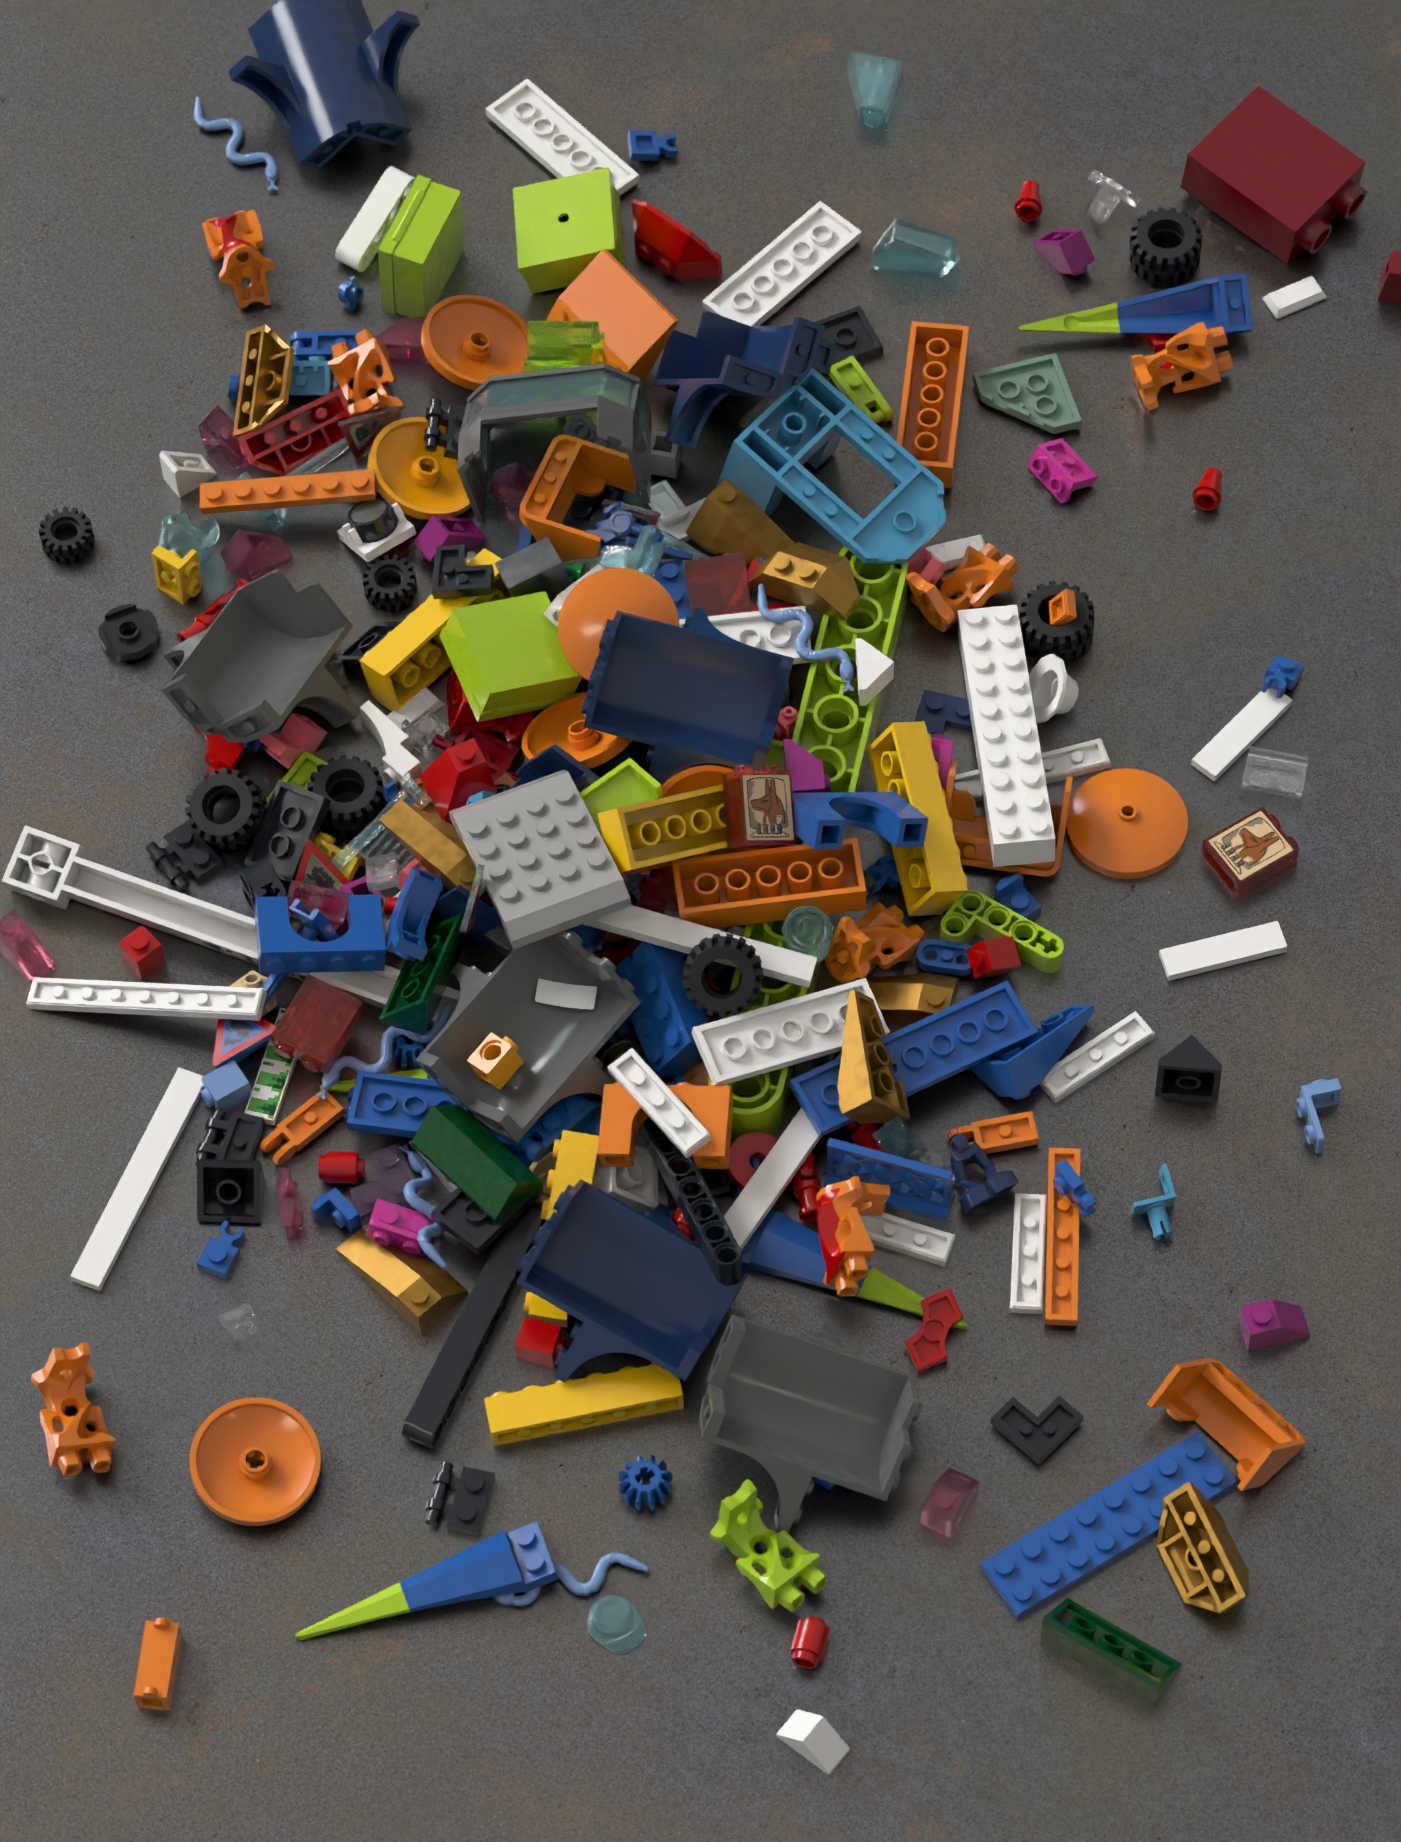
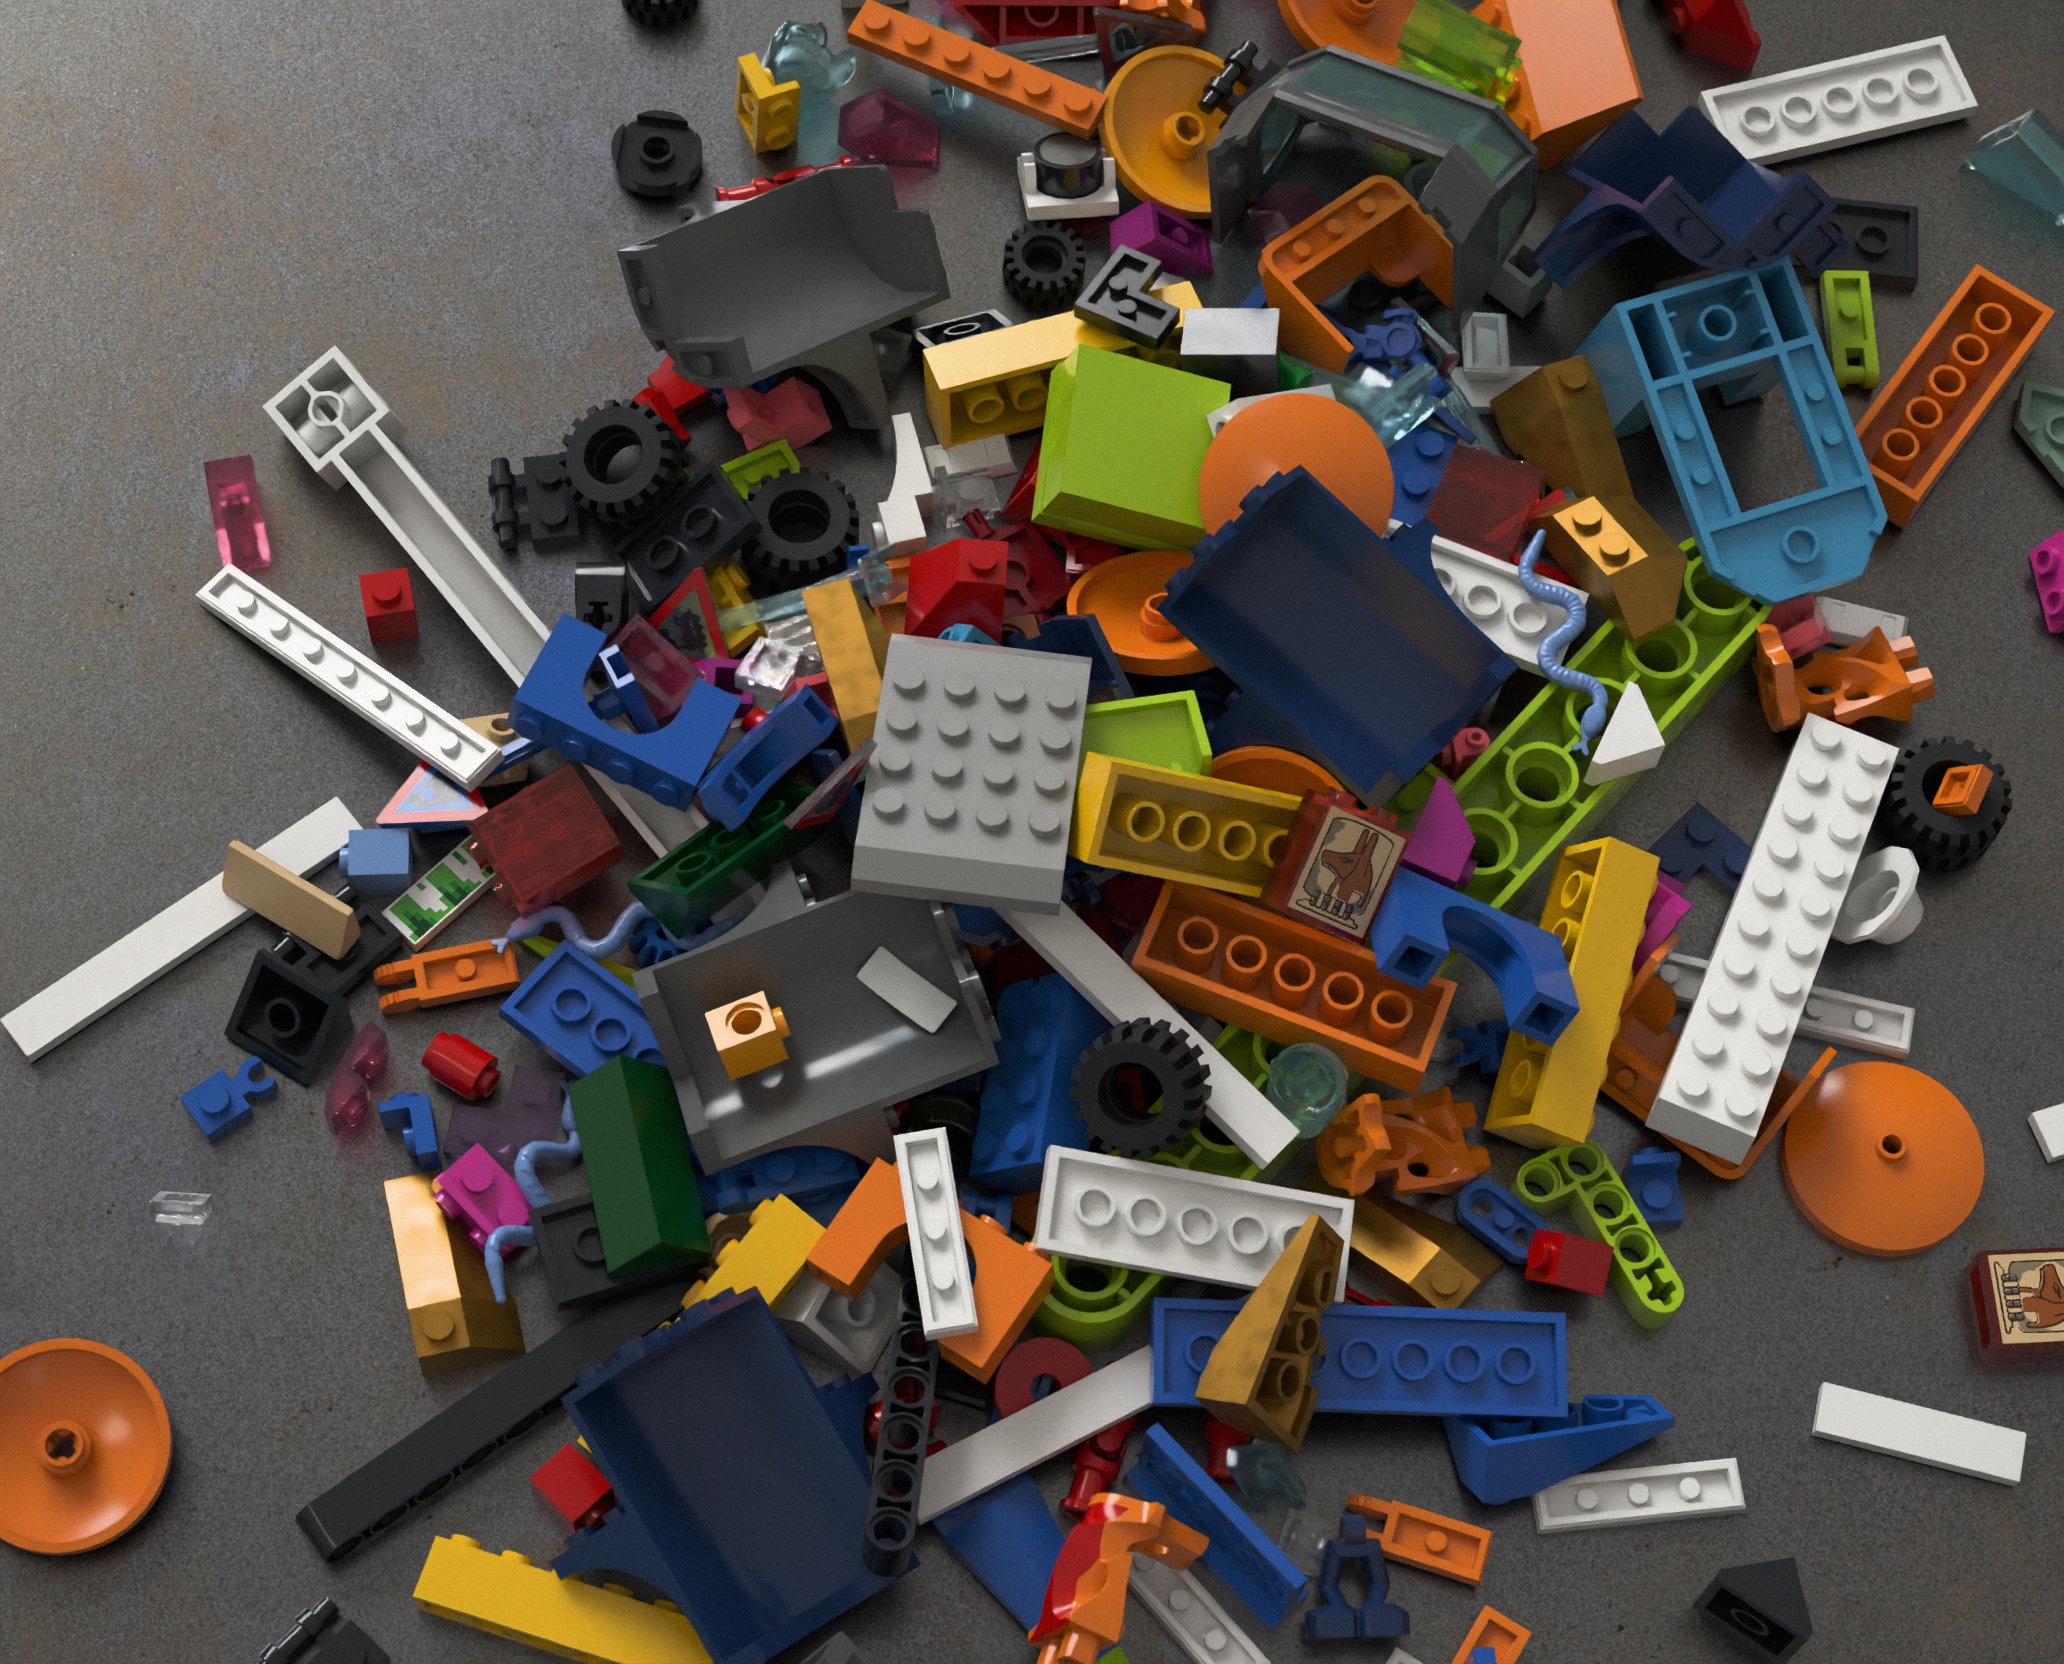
camera: 20 degrees right, 5 degrees up
(192, 1130) = (289, 901): none -> tan slope

